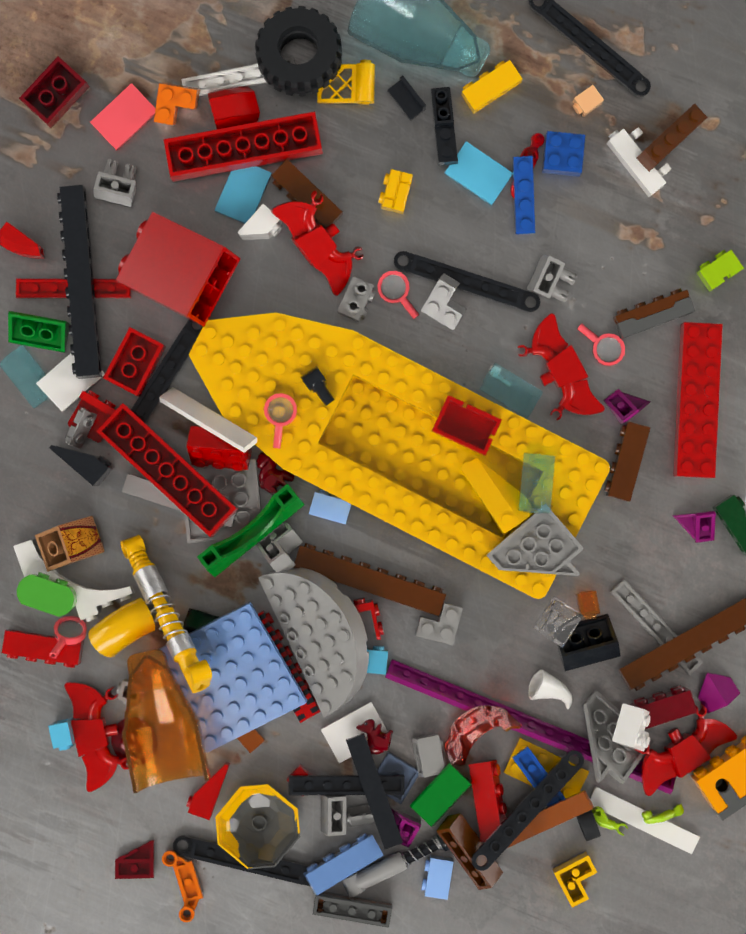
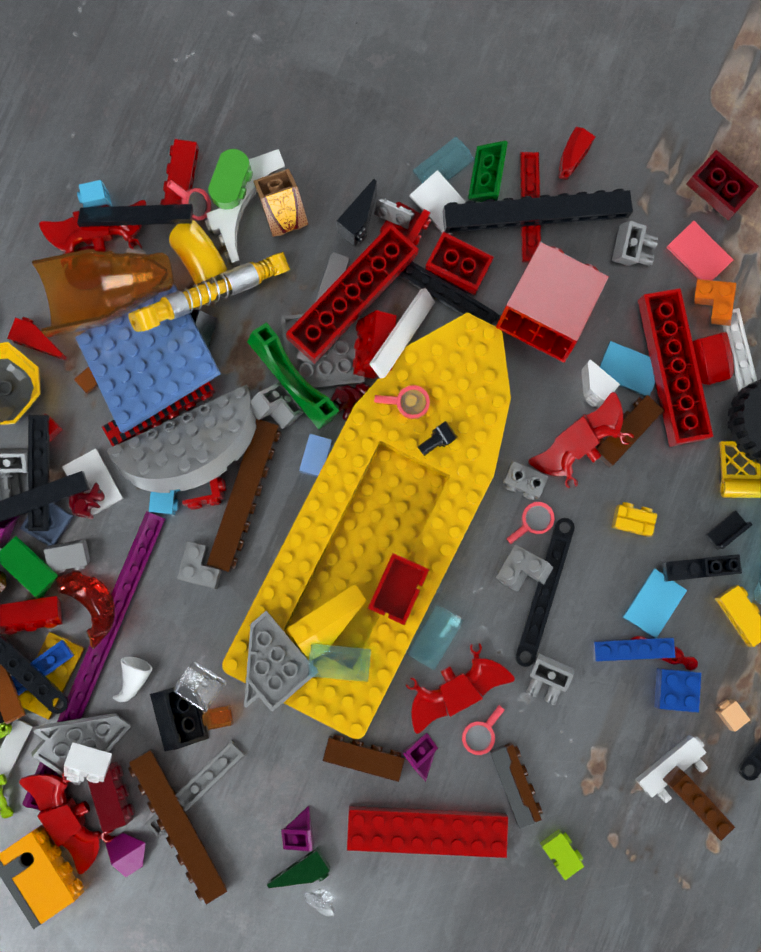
camera: 85 degrees right, 5 degrees down
(84, 691) = (135, 215): none -> black tile

